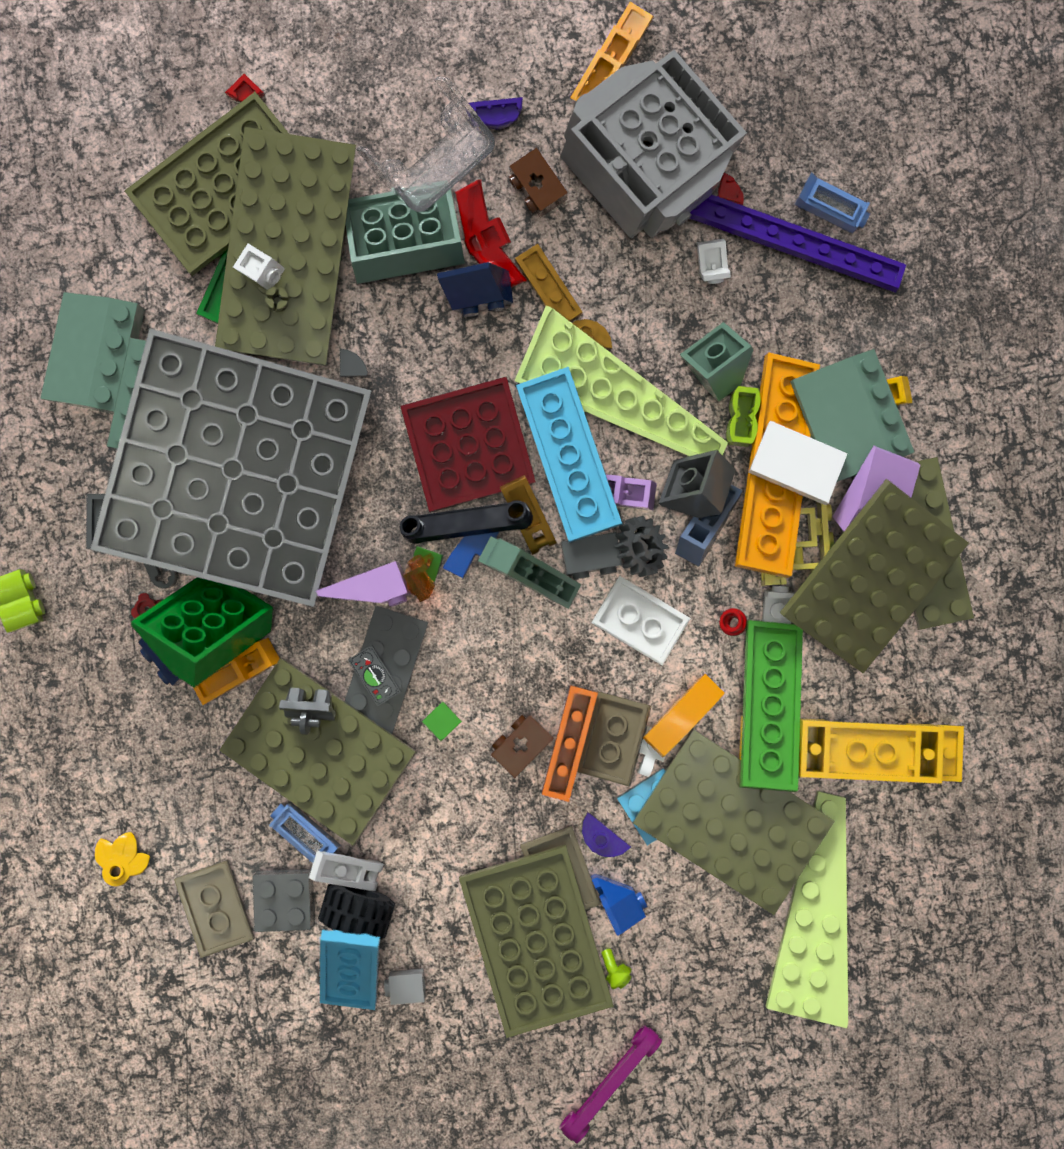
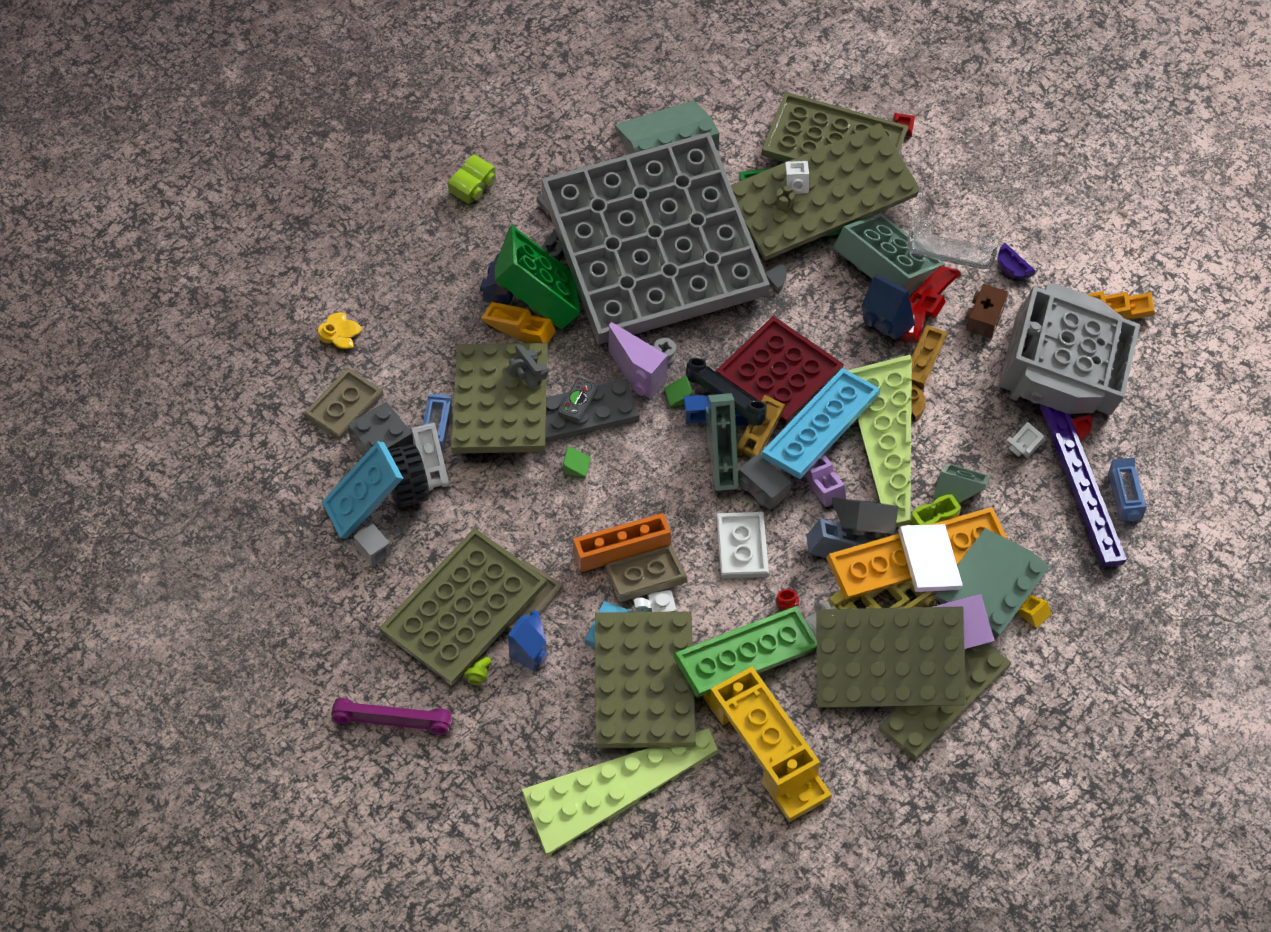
camera: 55 degrees right, 30 degrees down
(372, 548) = (669, 349): none -> light grey wheel
(417, 578) = (665, 387): clear orange bracket -> none
(518, 760) = (595, 515): reddish brown brick -> none
(601, 838) = (567, 609): dark purple plate -> none
(641, 546) = (794, 506): dark grey gear -> none
(683, 715) = (703, 603): light orange slope -> none

